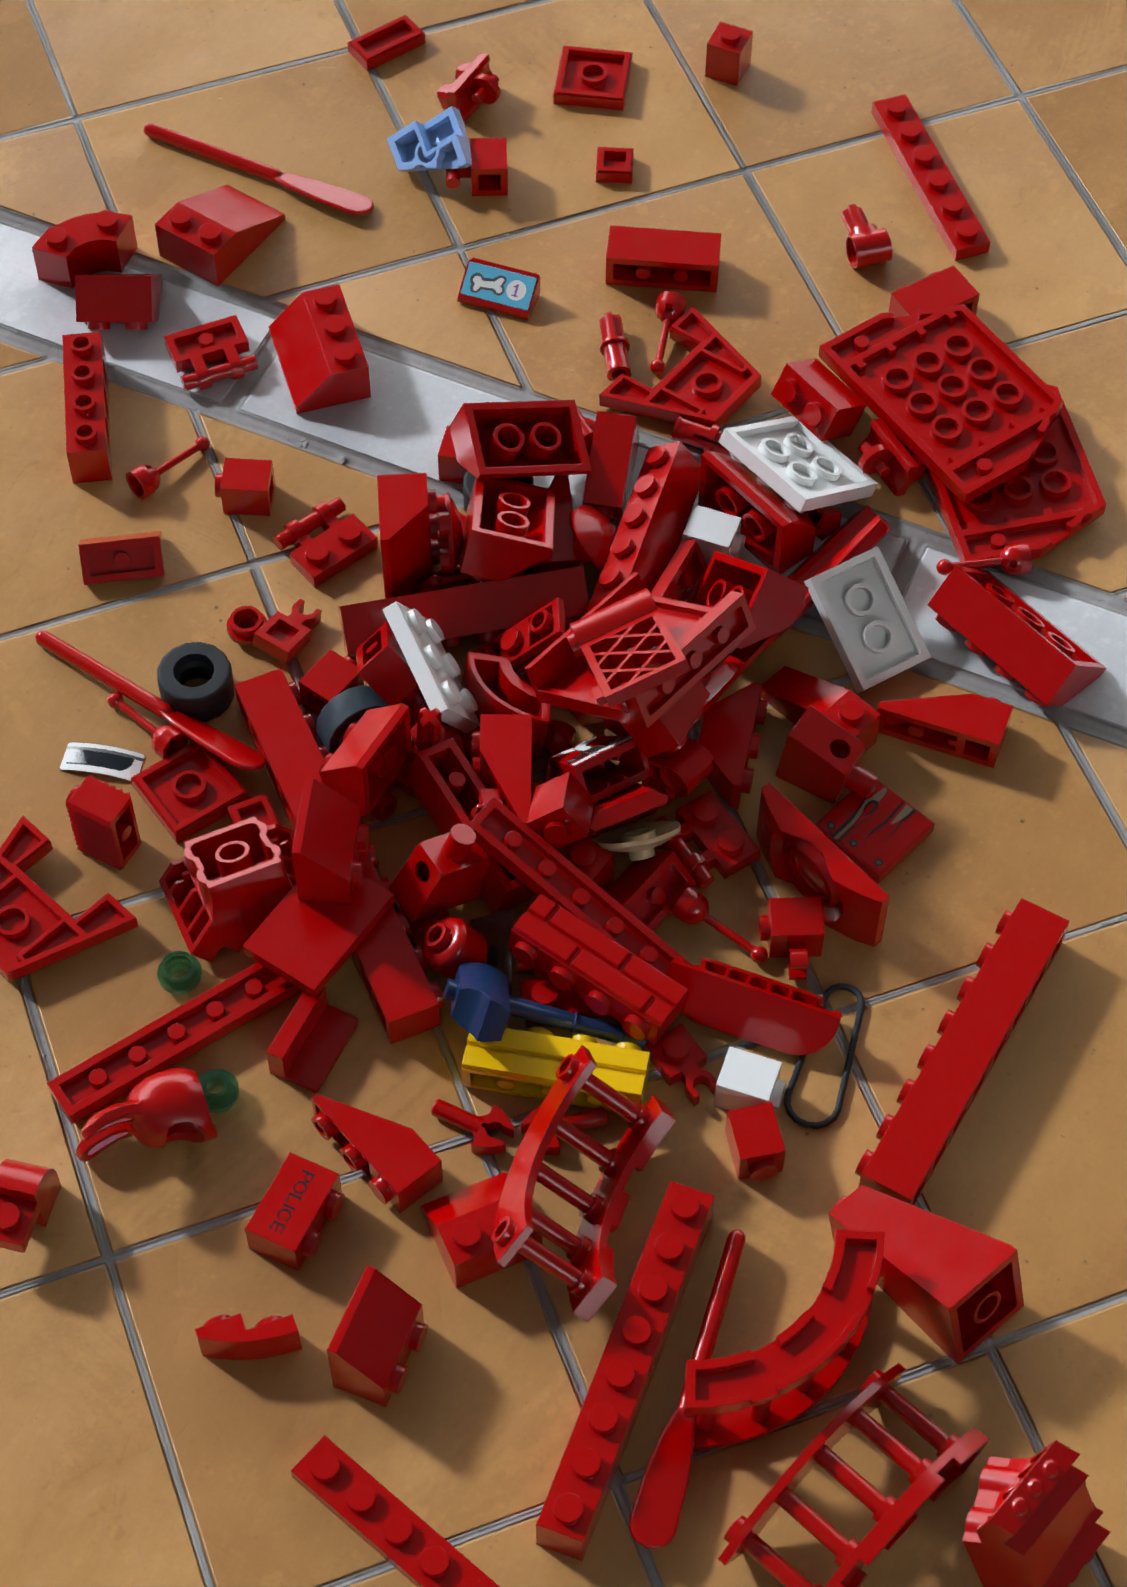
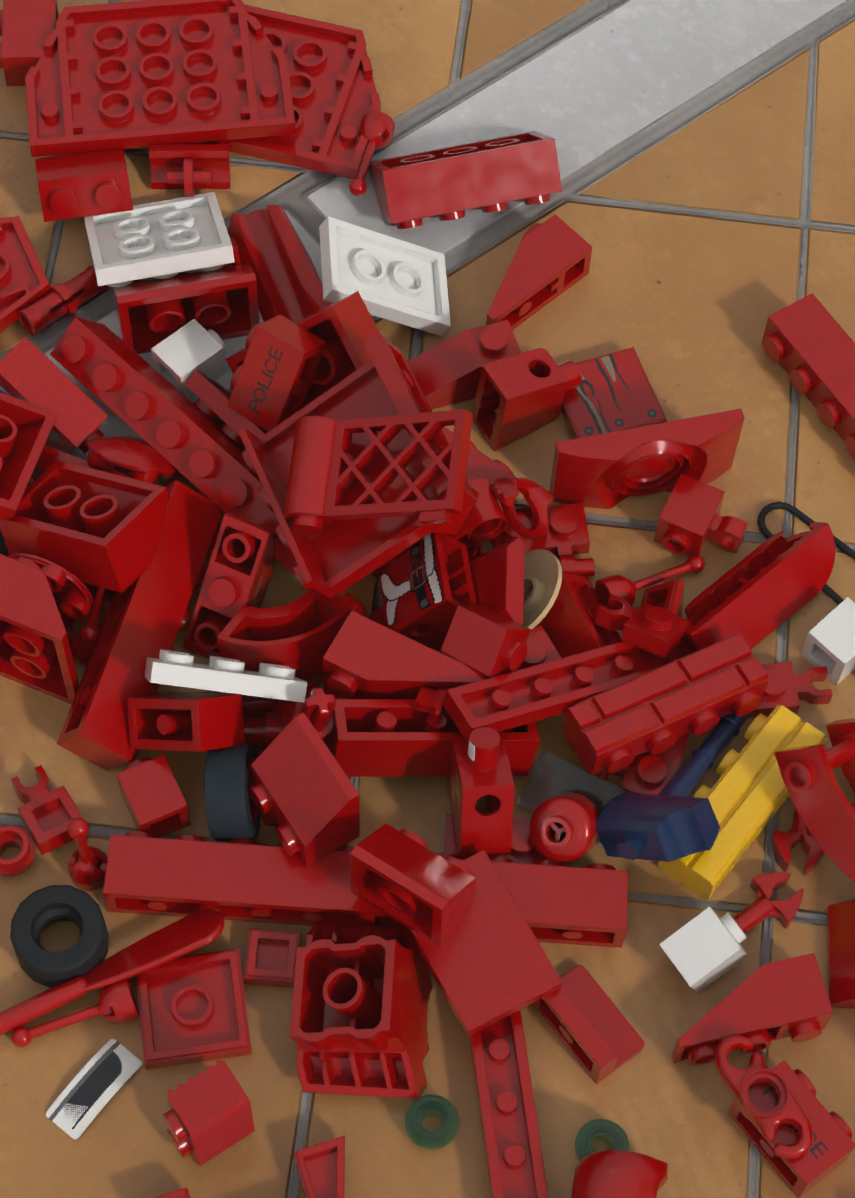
camera: 65 degrees left, 5 degrees up
(255, 630) = (84, 860): none -> red hinge
(295, 1185) = (785, 1112): none -> red piece
(407, 1088) = (706, 948): none -> white brick
(658, 930) = (647, 628): none -> red plate
(700, 944) = (666, 595): none -> red slope
(710, 571) = (275, 372): none -> red brick
(734, 807) = (535, 495): none -> red piece

